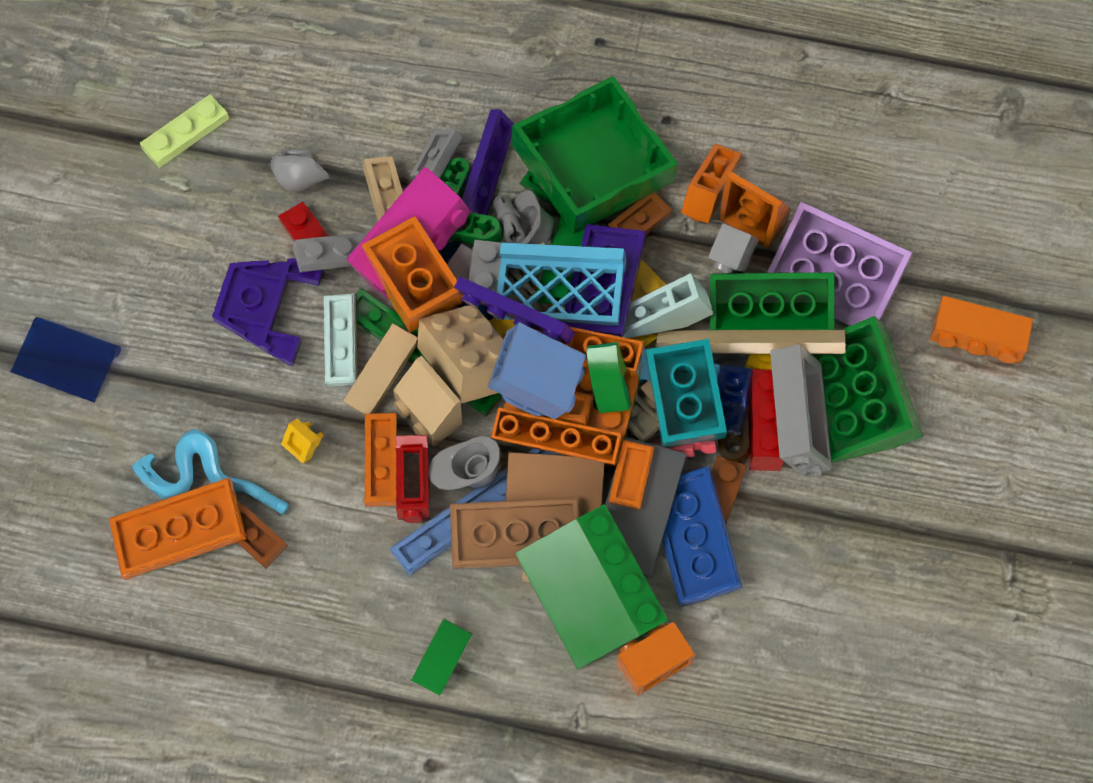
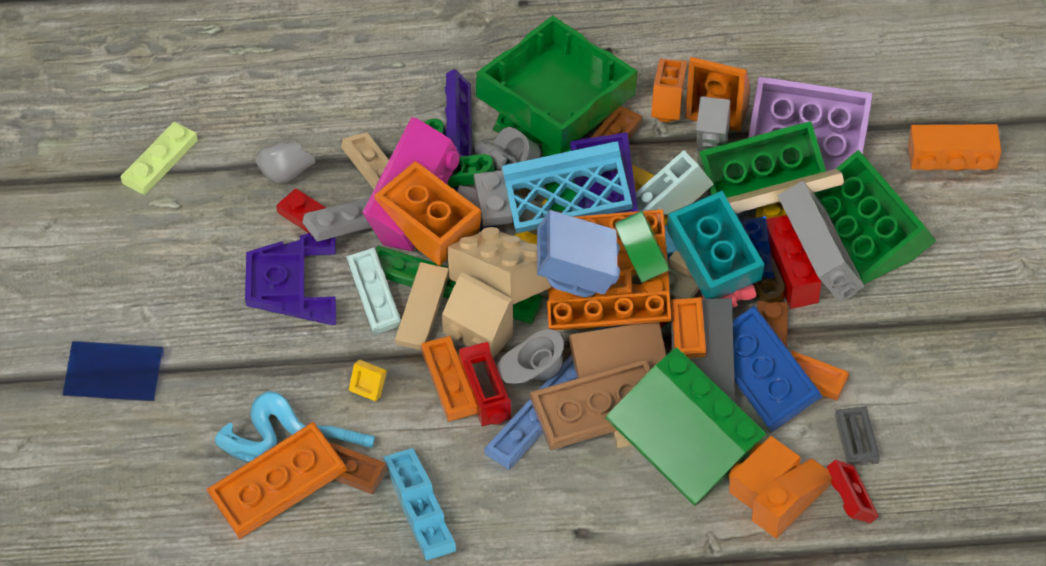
camera: 15 degrees left, 15 degrees down
(306, 593) = (419, 504): none -> medium azure slope
(438, 151) = (409, 108): light grey plate -> none
(441, 657) = (567, 523): green slope -> none
(502, 306) = (530, 209): dark purple plate -> none
(676, 689) = (789, 496): none -> orange slope
(737, 704) = (852, 491): none -> red plate
(751, 557) = (825, 377): none -> orange tile
(763, 665) = (861, 456): none -> dark grey tile

